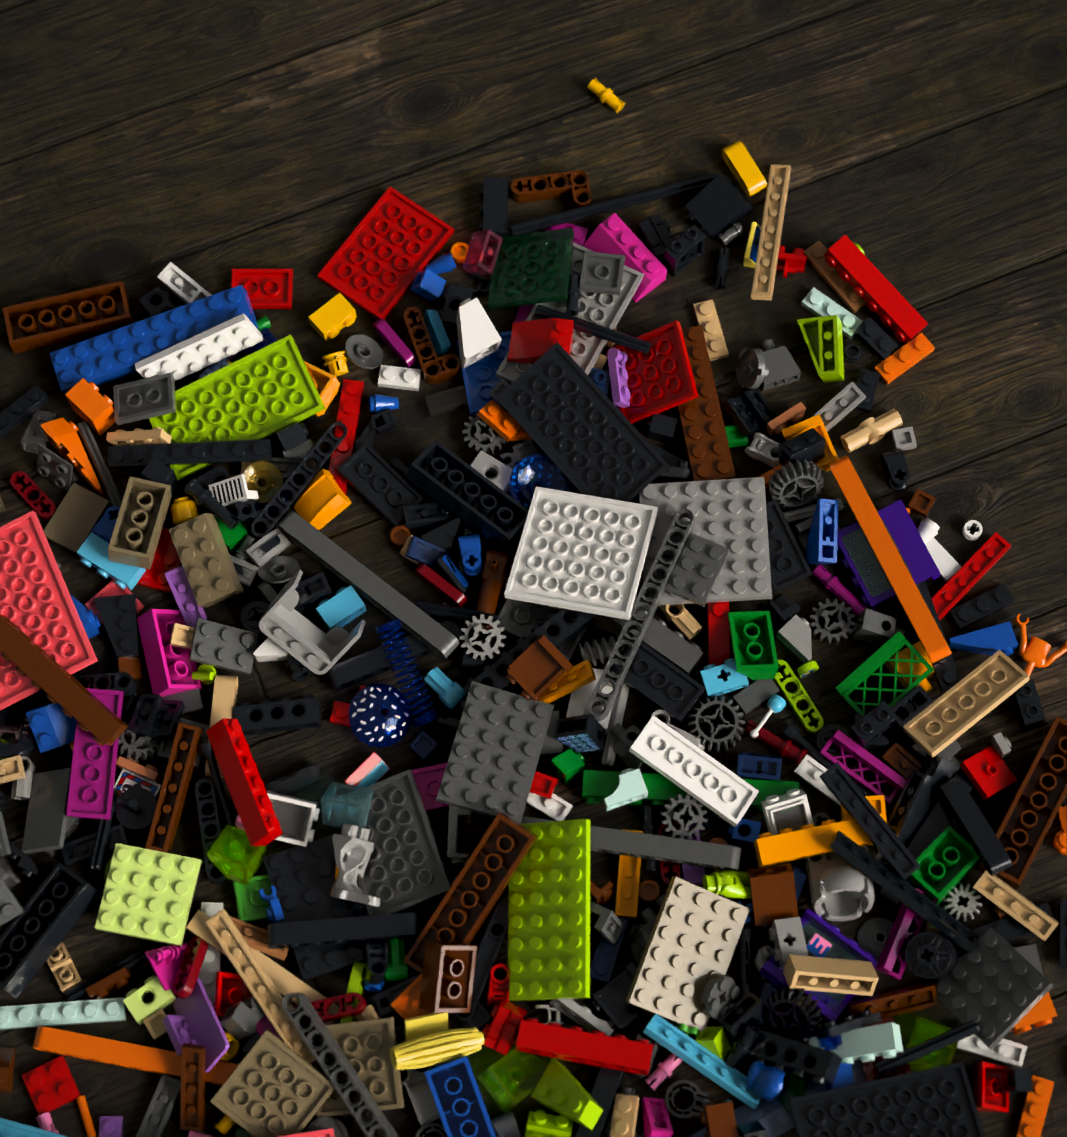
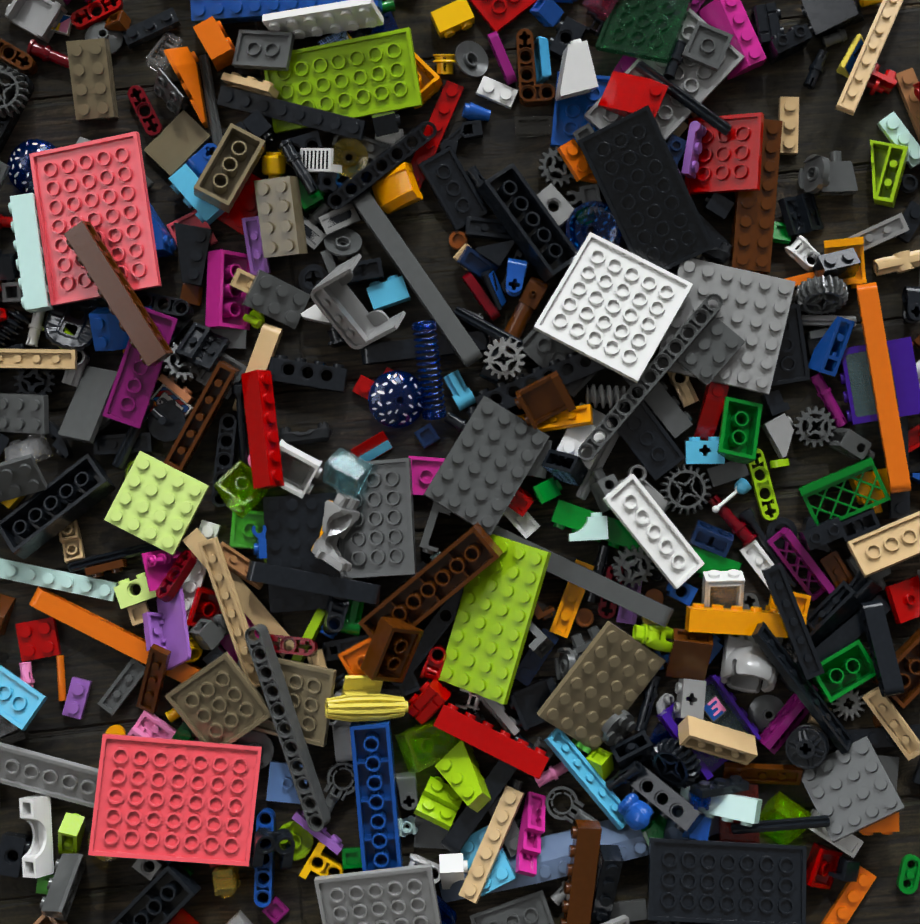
camera: 15 degrees right, 15 degrees up
(793, 415) = (823, 233): nougat plate -> none

